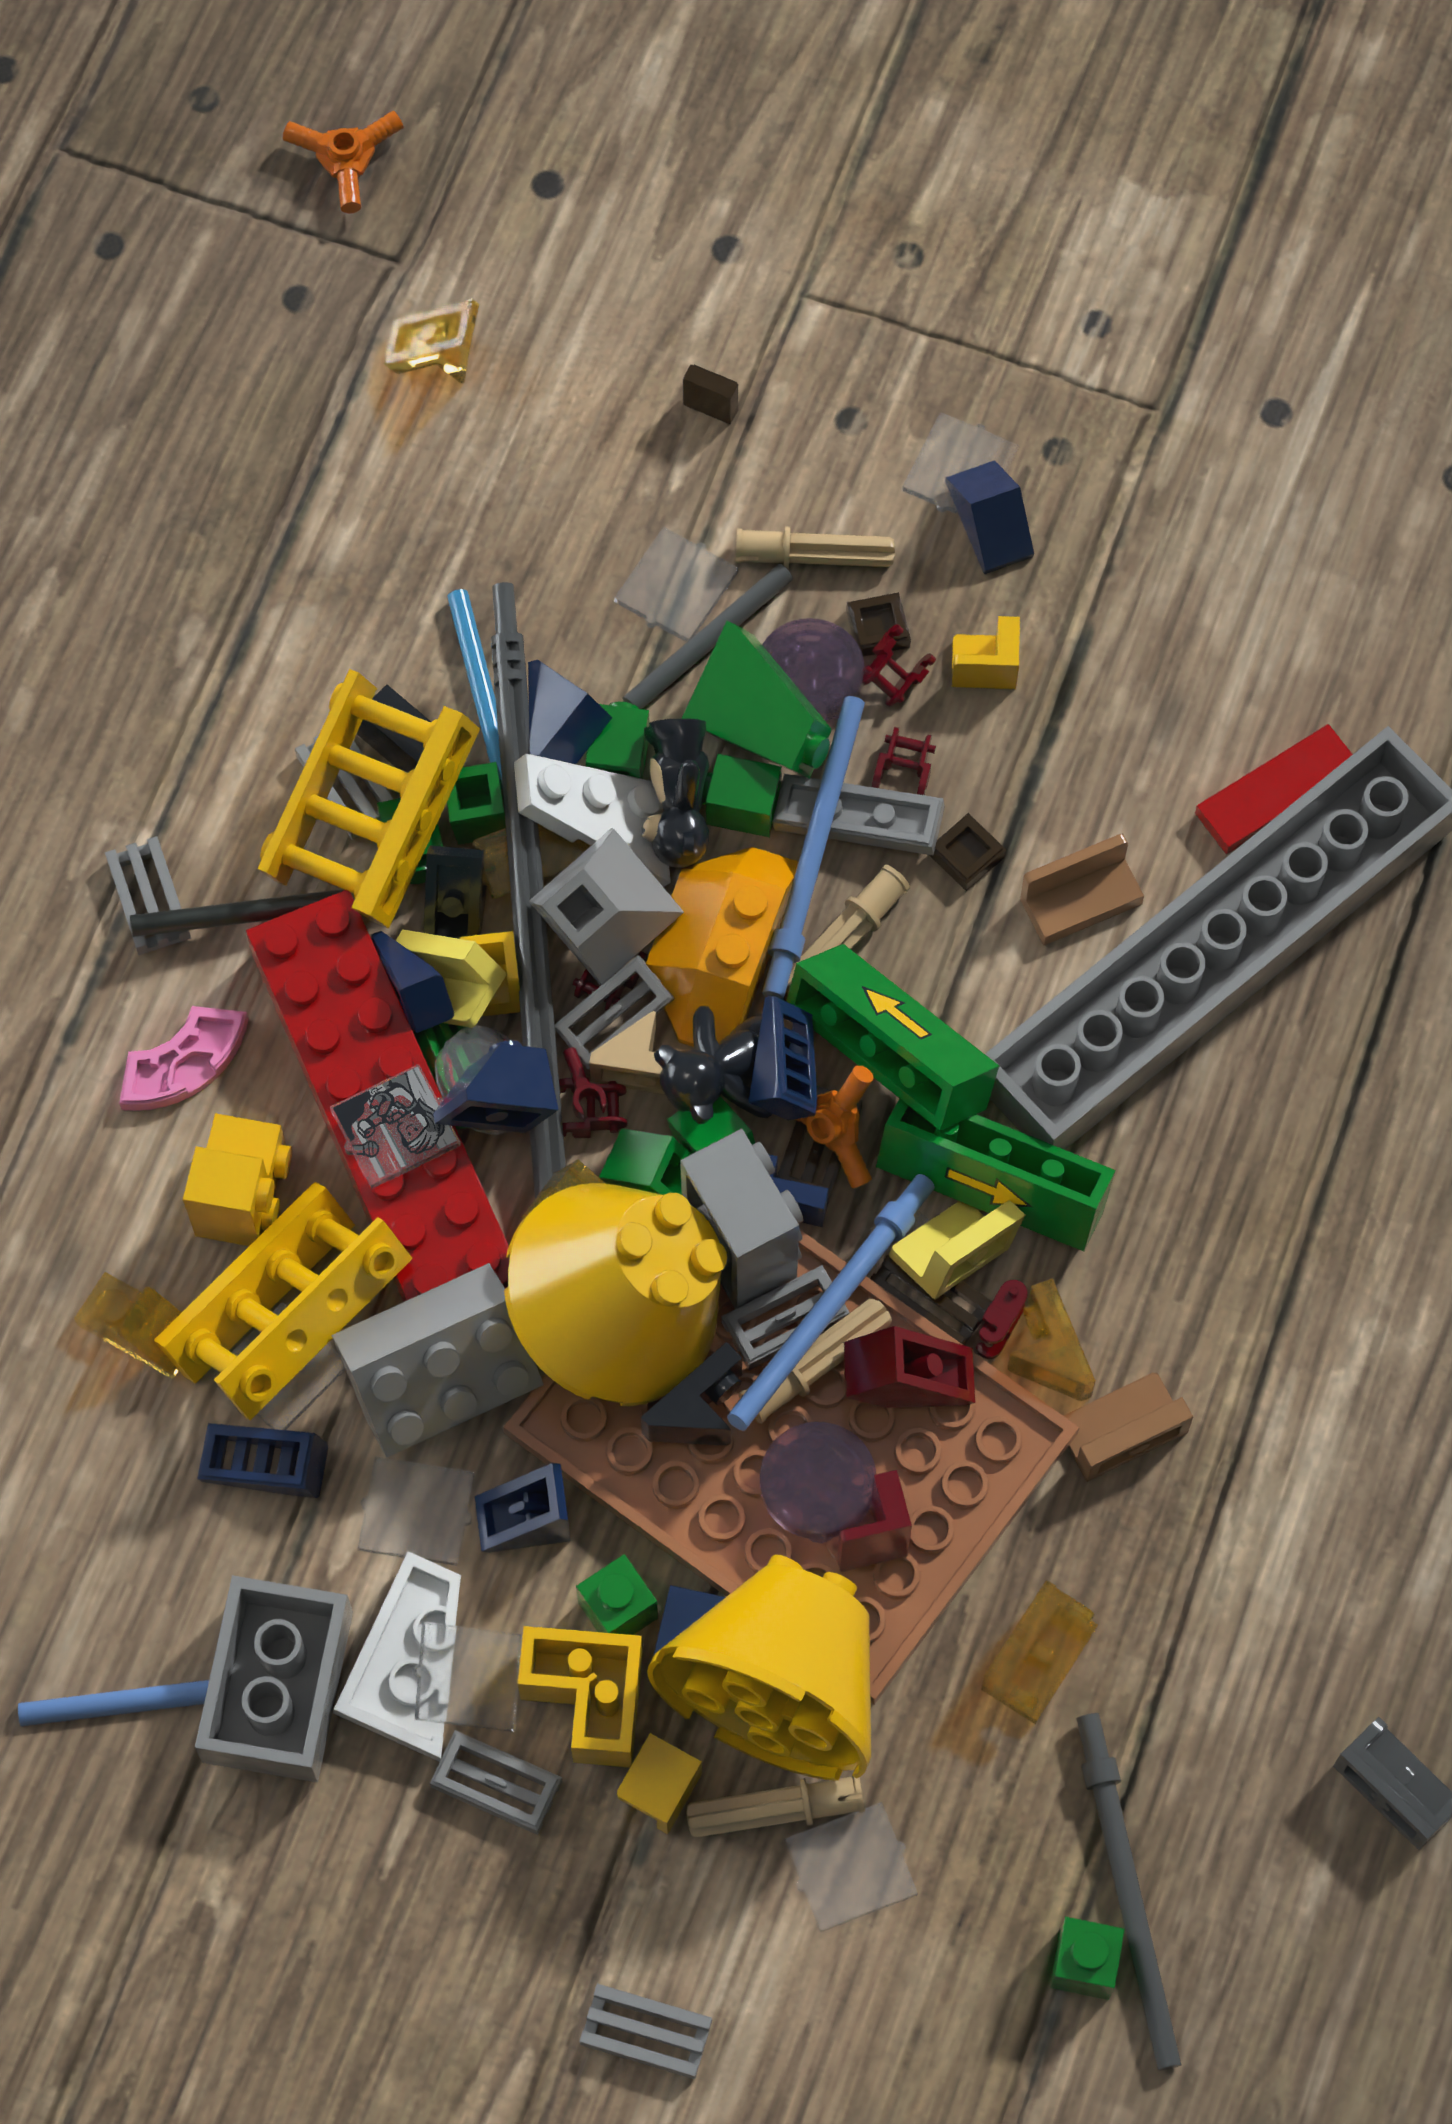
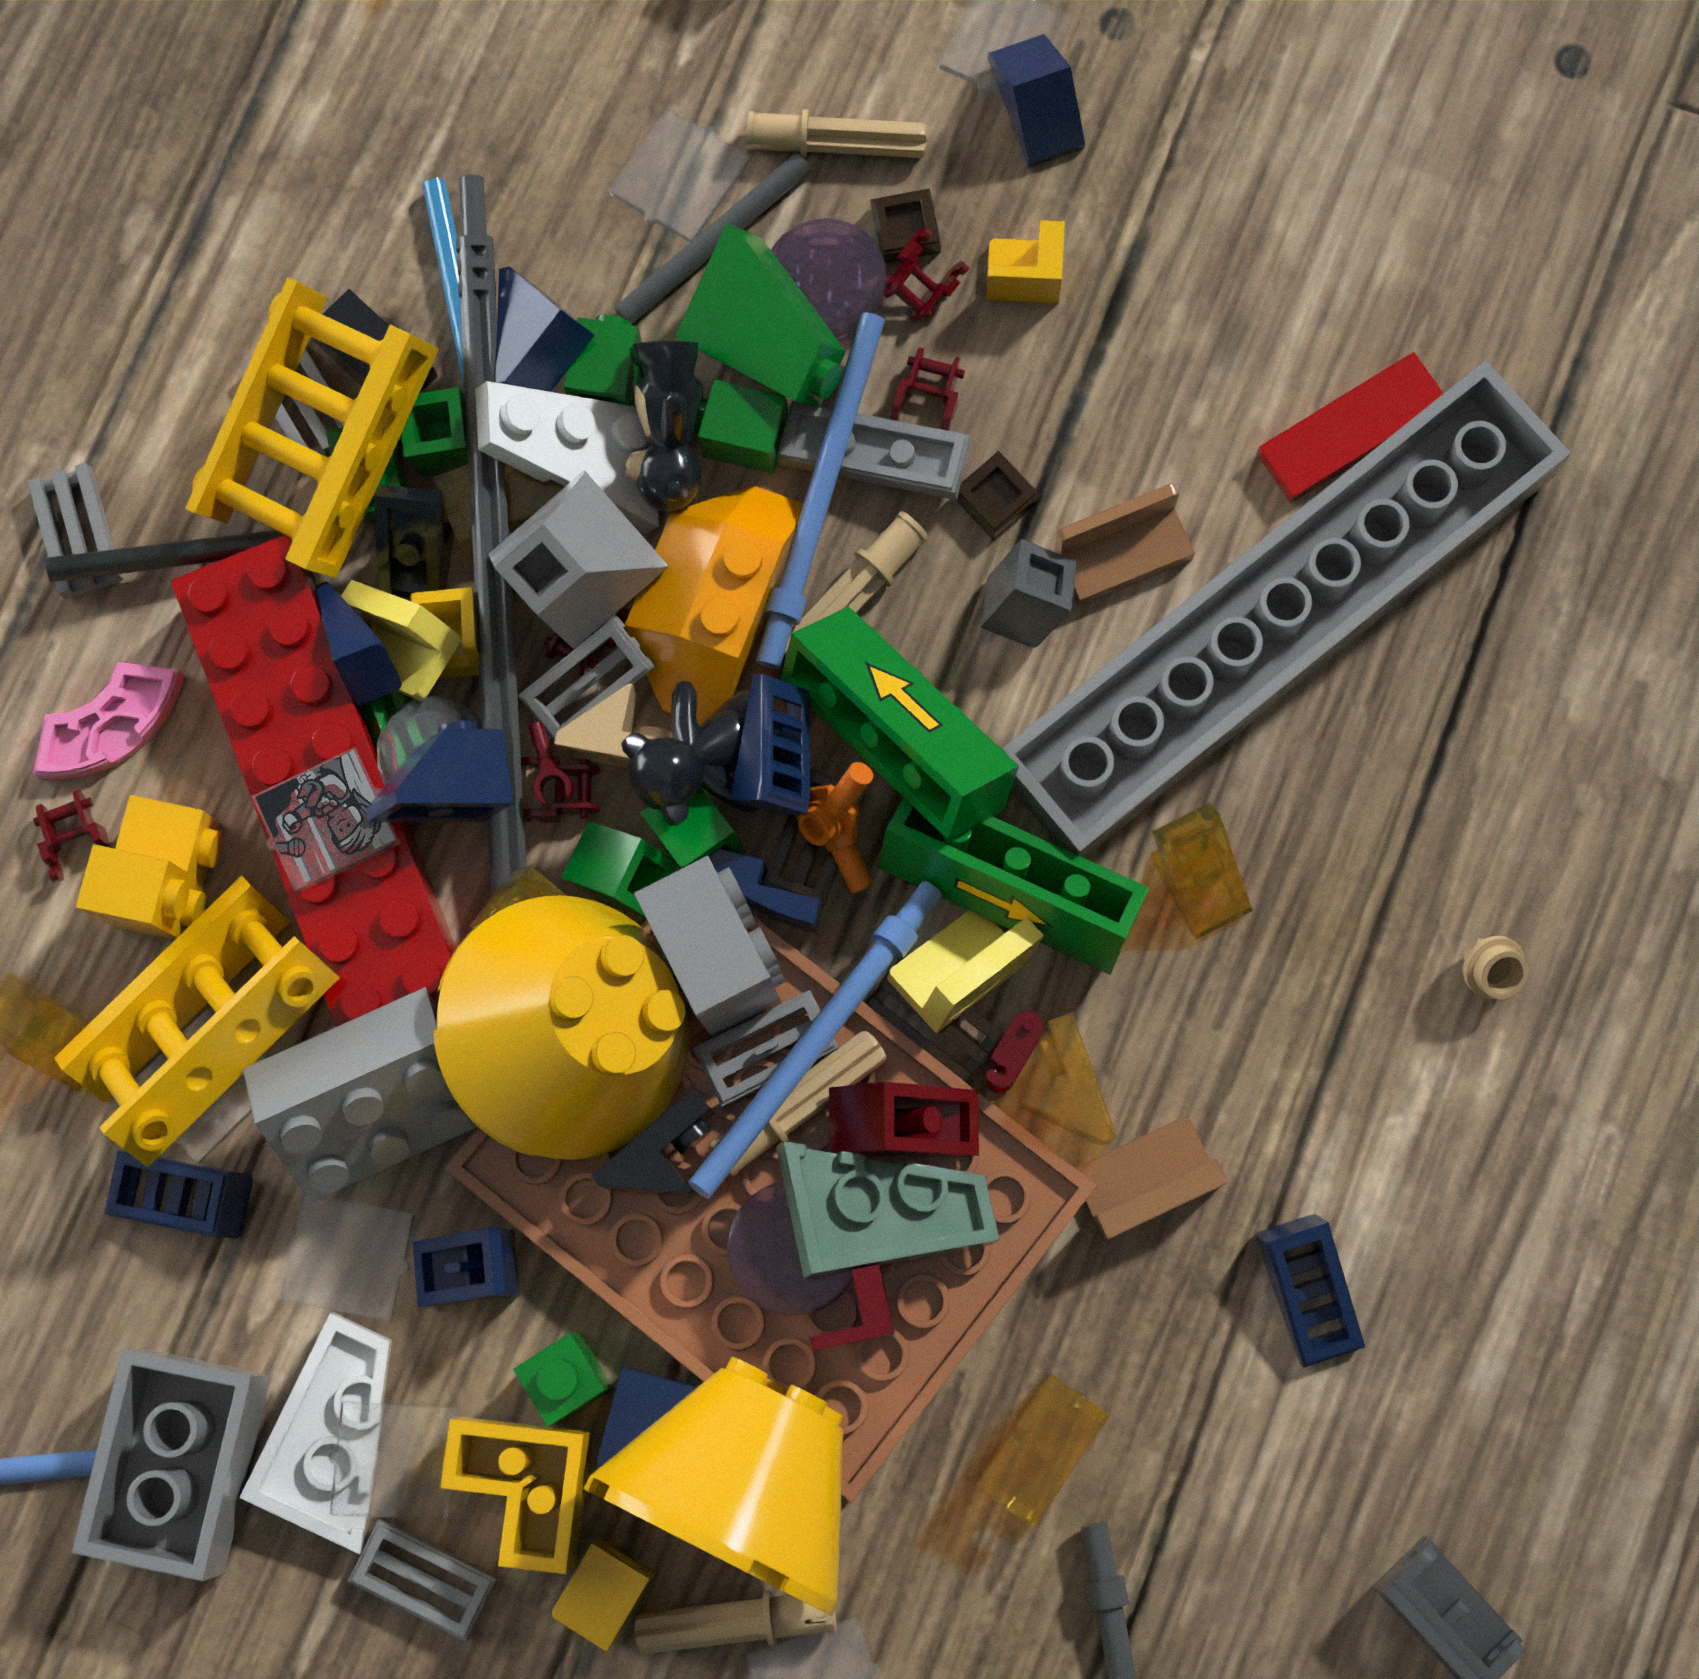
camera: 10 degrees right, 10 degrees up
(136, 1165) = (51, 846): none -> dark red piece
(874, 1436) = (879, 1212): none -> sand green wing
(999, 932) = (1028, 594): none -> dark grey panel
(1159, 1161) = (1200, 870): none -> clear yellow slope
(1289, 1508) = (1292, 1235): none -> dark blue slope
(1418, 1237) = (1495, 968): none -> tan plate

